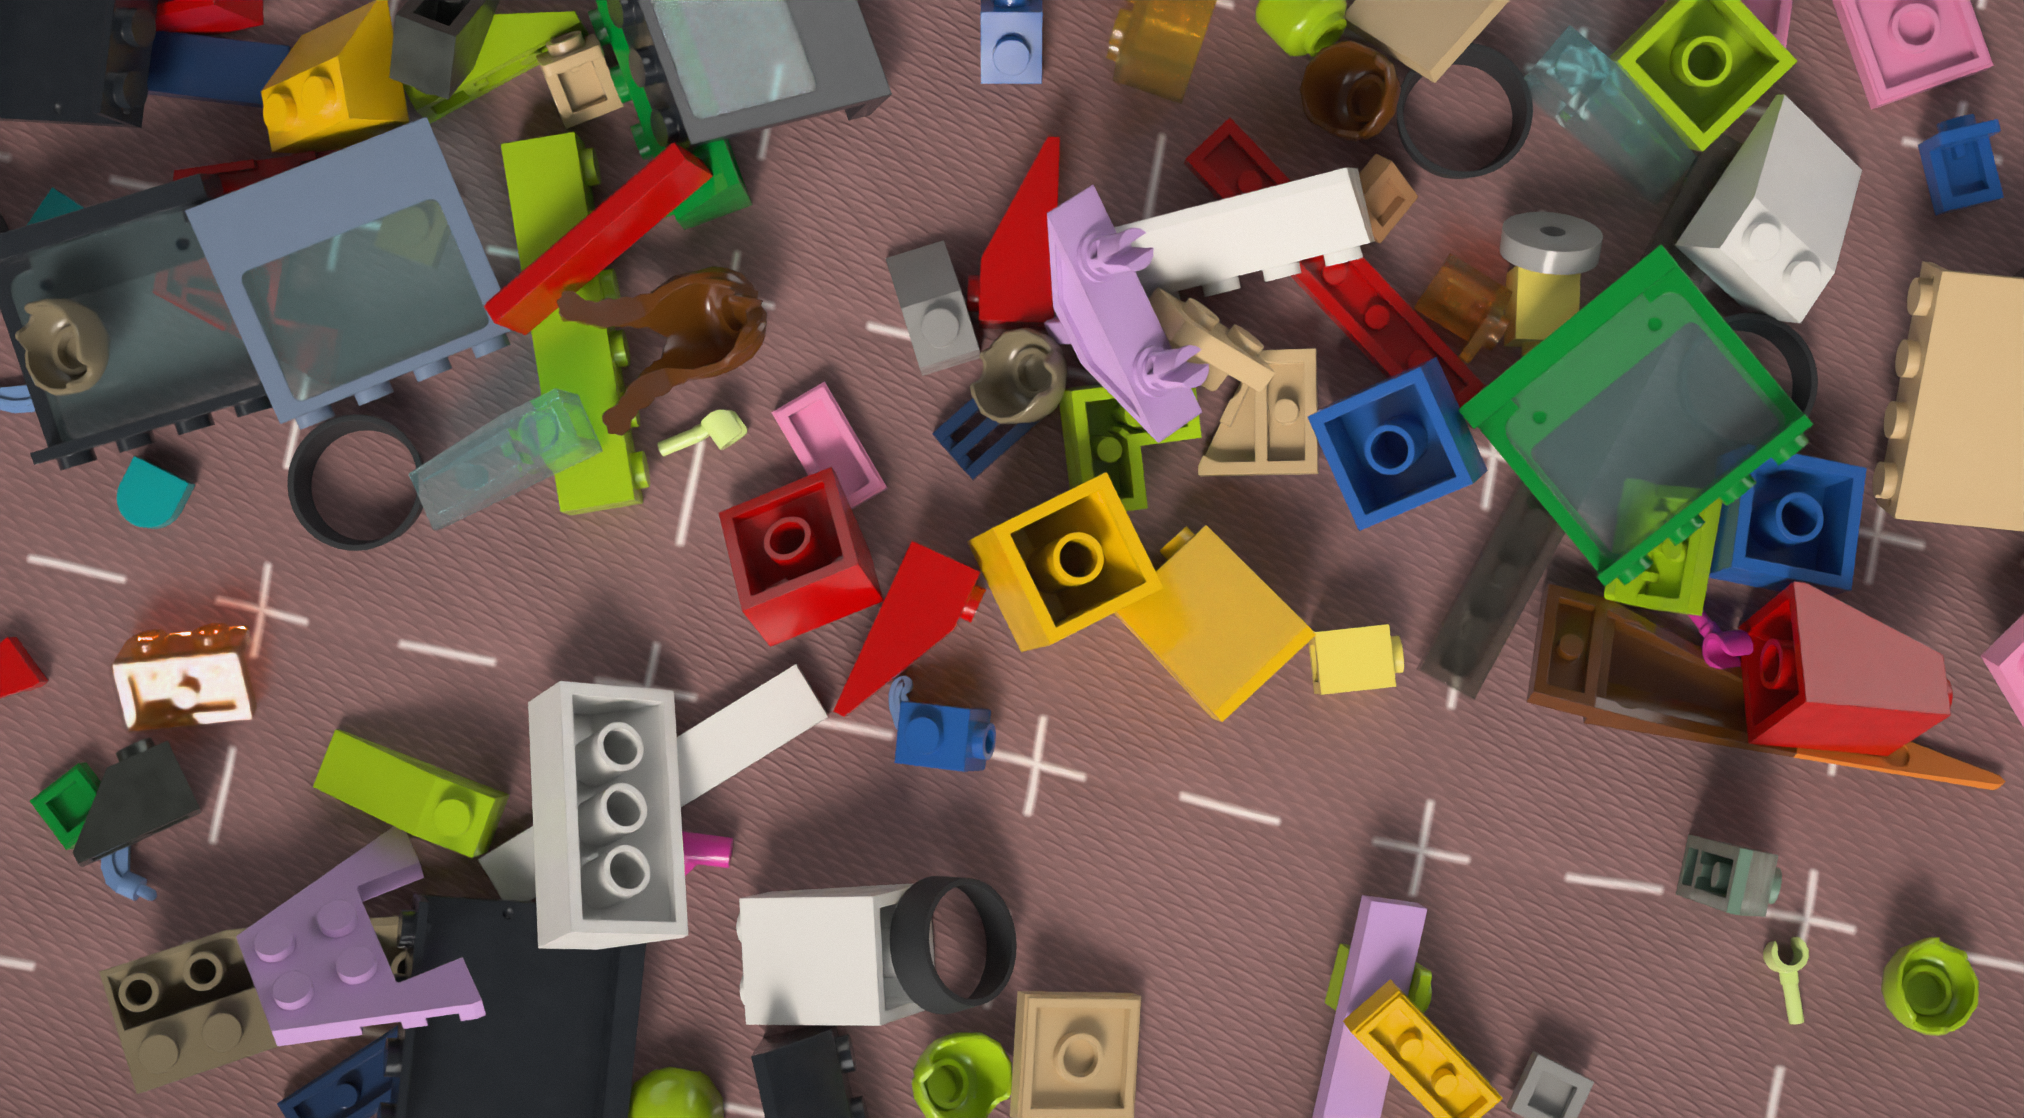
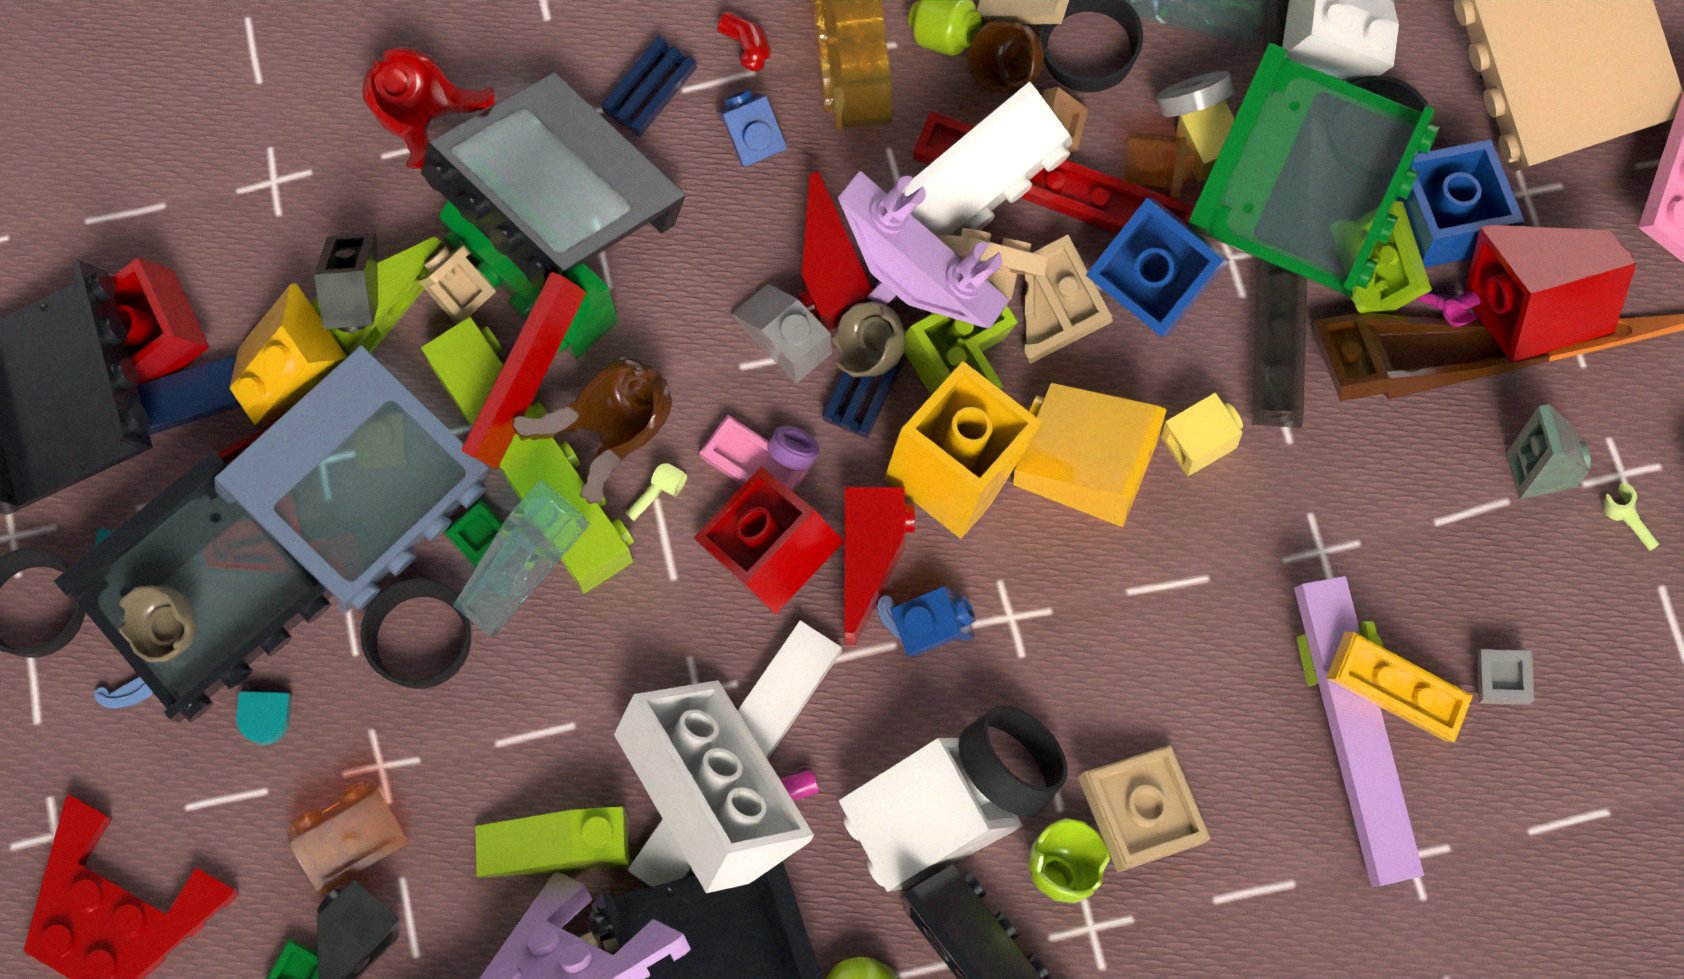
camera: 20 degrees left, 15 degrees down
(480, 391) = (474, 532): none -> green tile
(879, 459) = (793, 448): none -> medium lavender tile

